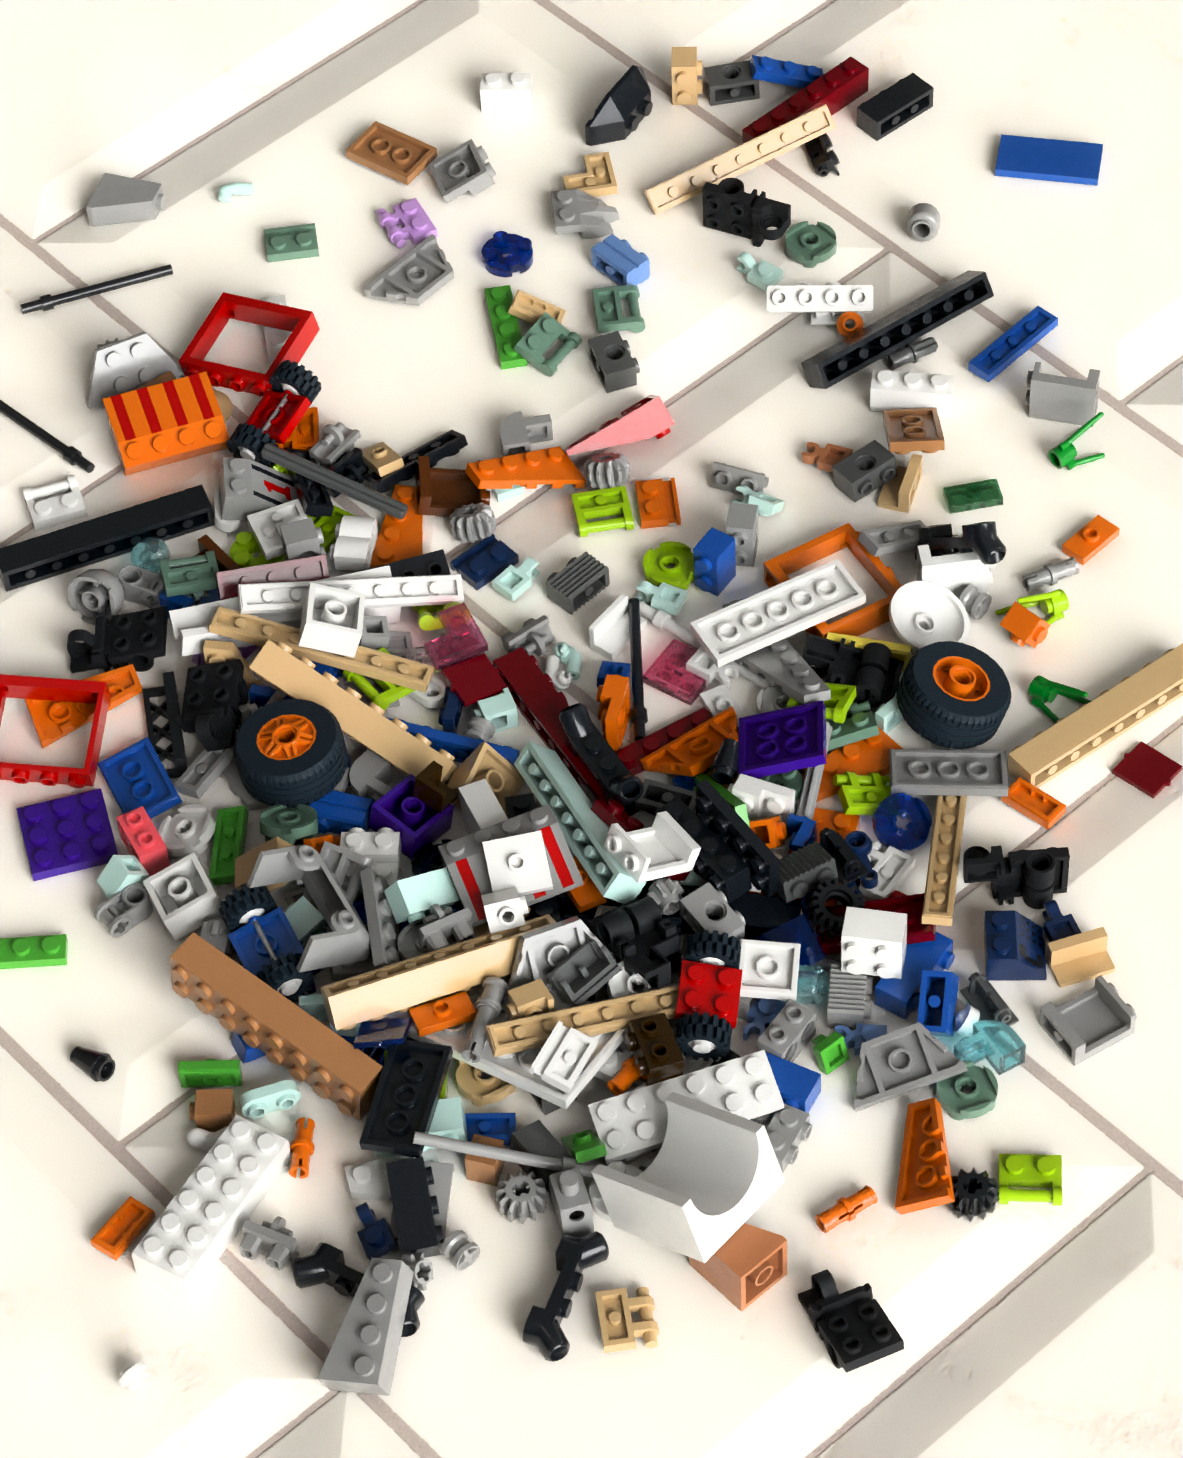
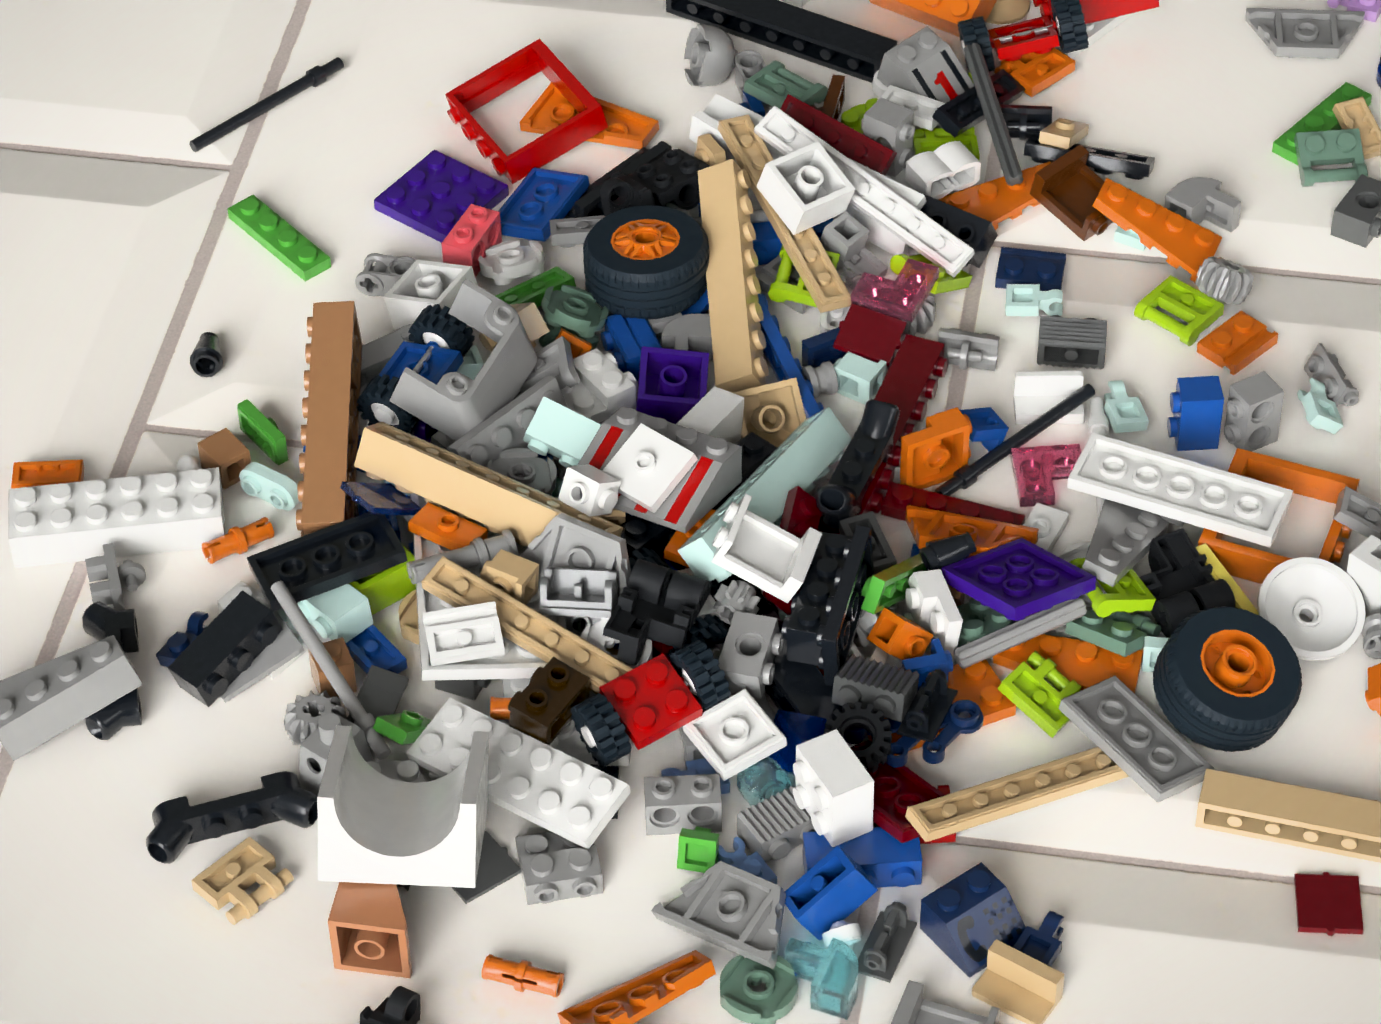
camera: 50 degrees right, 5 degrees down
(120, 873) = (419, 244): light aqua brick -> none
(126, 640) = (670, 98): black plate -> none
(147, 553) = (792, 55): clear light blue head -> none
(334, 444) = (1046, 92): light grey hips -> none
(422, 1269) = (154, 686): light grey gear -> none
(431, 790) = (702, 371): dark brown panel -> none
(444, 924) = (536, 464): light grey hips -> none
(460, 1250) = (216, 713): light grey wheel -> none
(472, 522) = (1058, 231): light grey gear -> none
(558, 678) = (948, 391): white arm -> none
(570, 658) = (981, 393): light aqua arm -> none
(638, 422) = (1312, 269): wedge -> none
(668, 553) = (1150, 388): lime plate -> none
(704, 667) = (1078, 500): white plate -> none
(796, 1084) = (627, 843): blue brick -> none
(891, 870) = (967, 762): white plate -> none
(907, 807) = (1024, 721): clear blue plate -> none
(1023, 873) = (1077, 880): black plate -> none
(1034, 803) = (1178, 832): orange plate -> none
(1046, 691) = (1332, 760): green plant -> none

